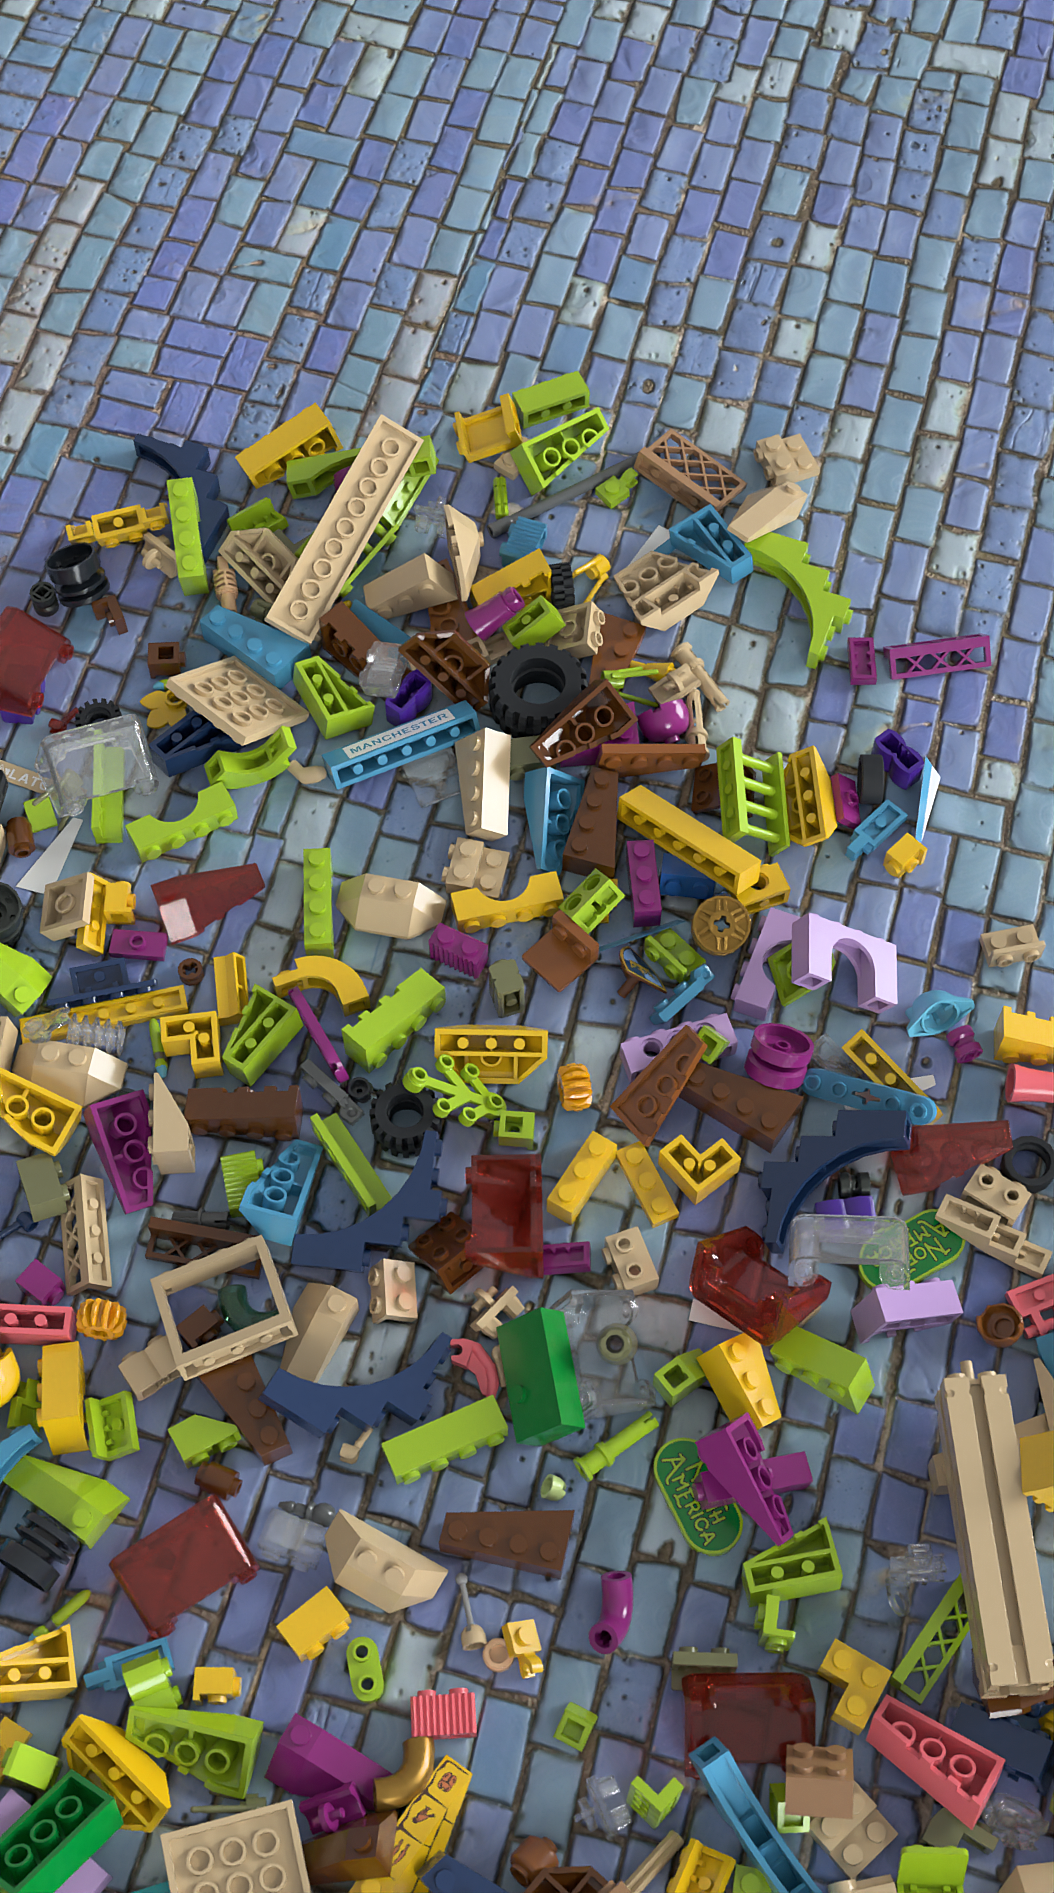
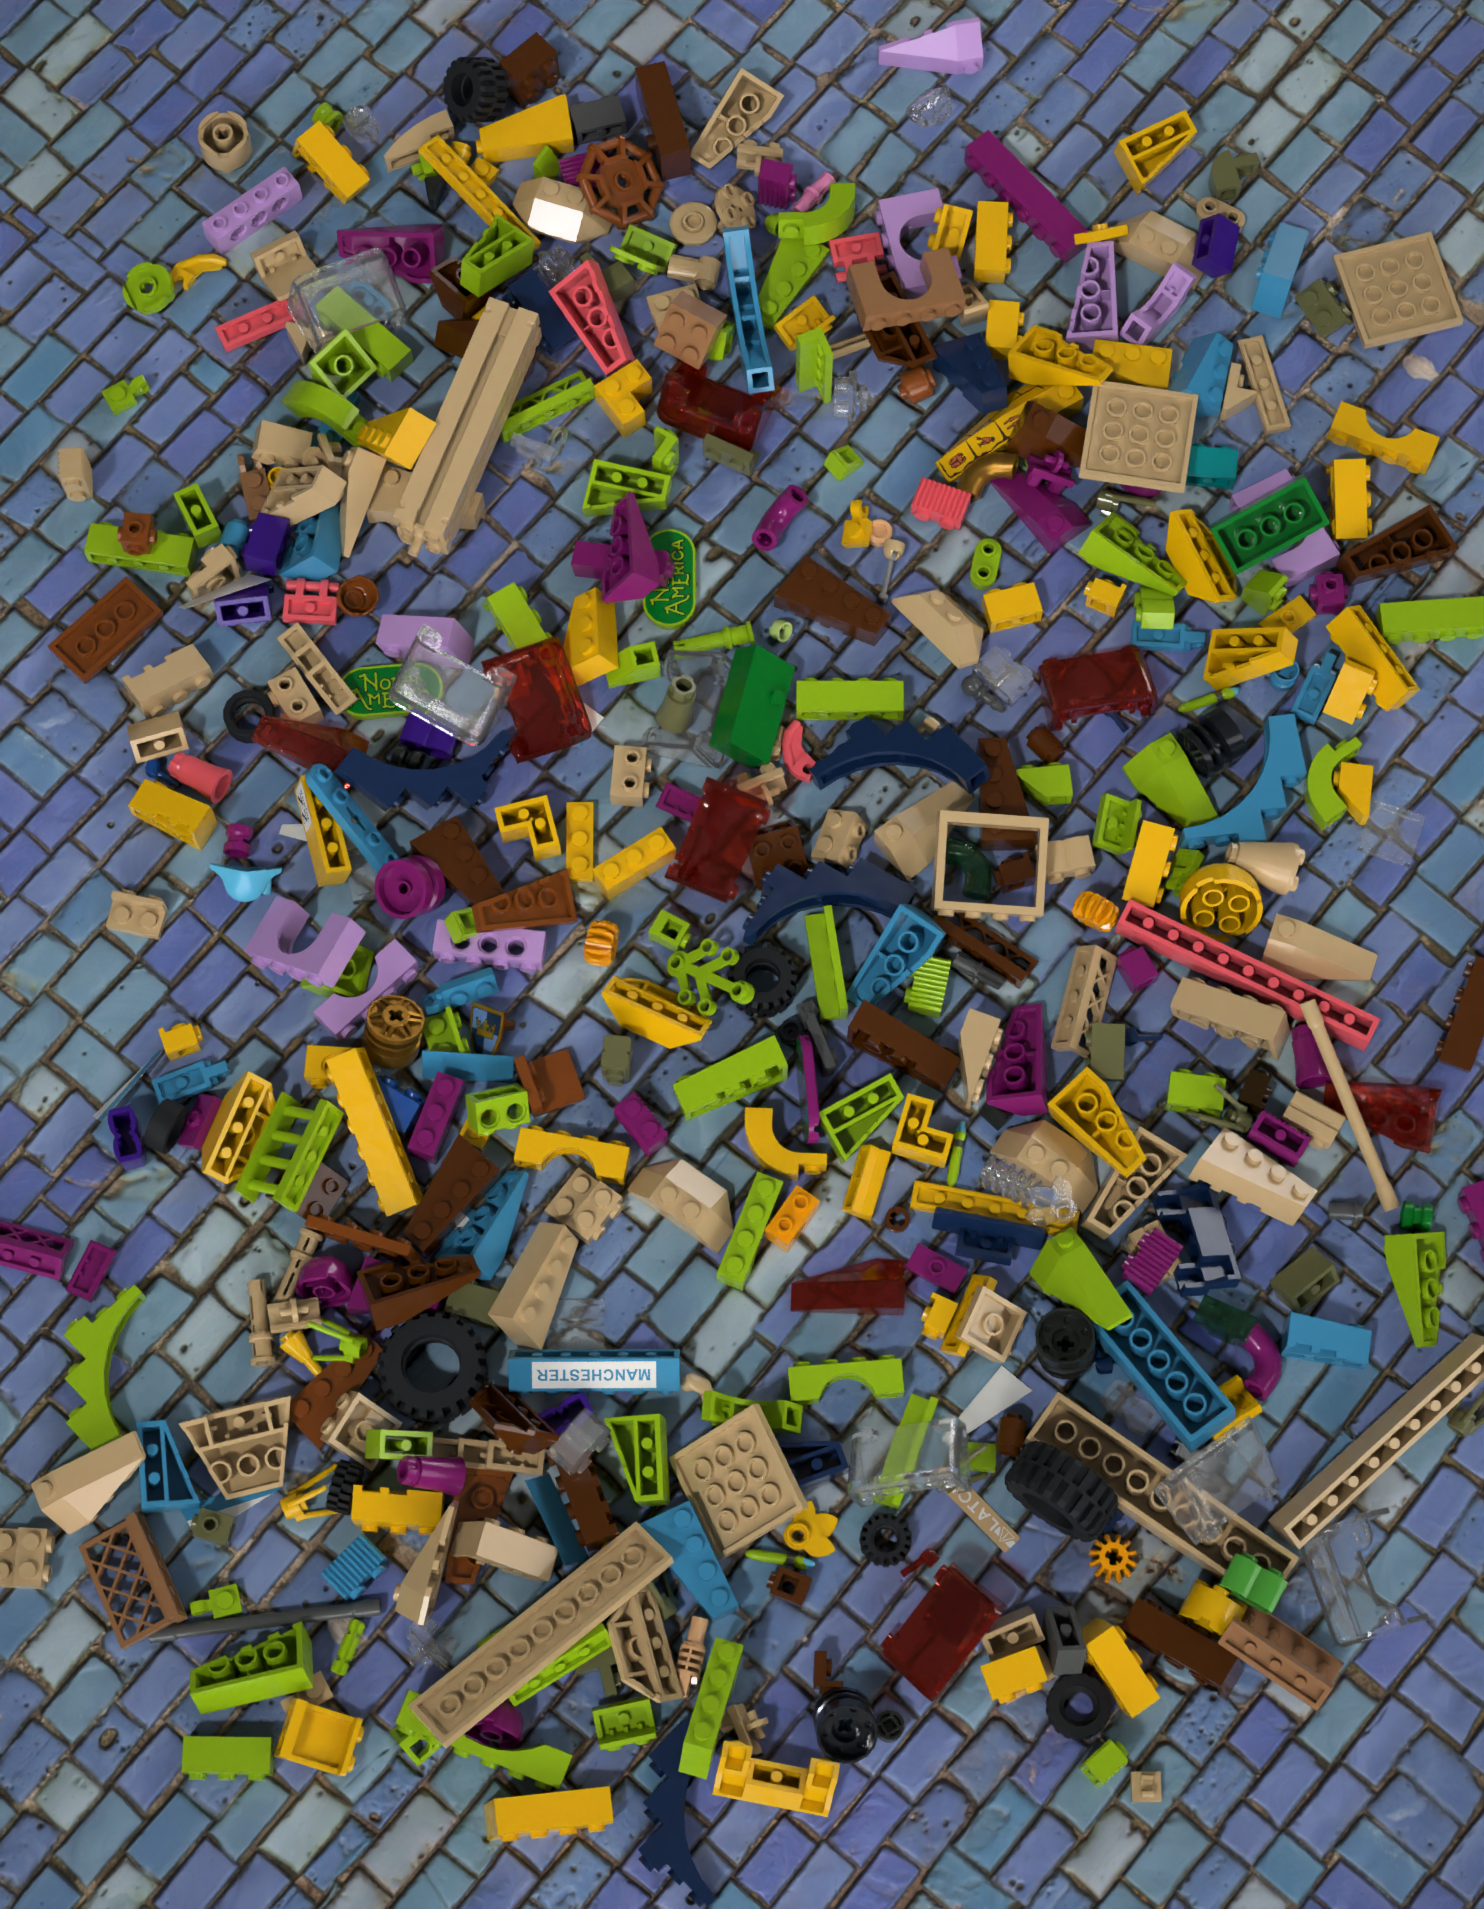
camera: 155 degrees left, 10 degrees up
(285, 928) = (792, 1218): none -> light orange brick
(649, 528) = (213, 1527): none -> olive brick

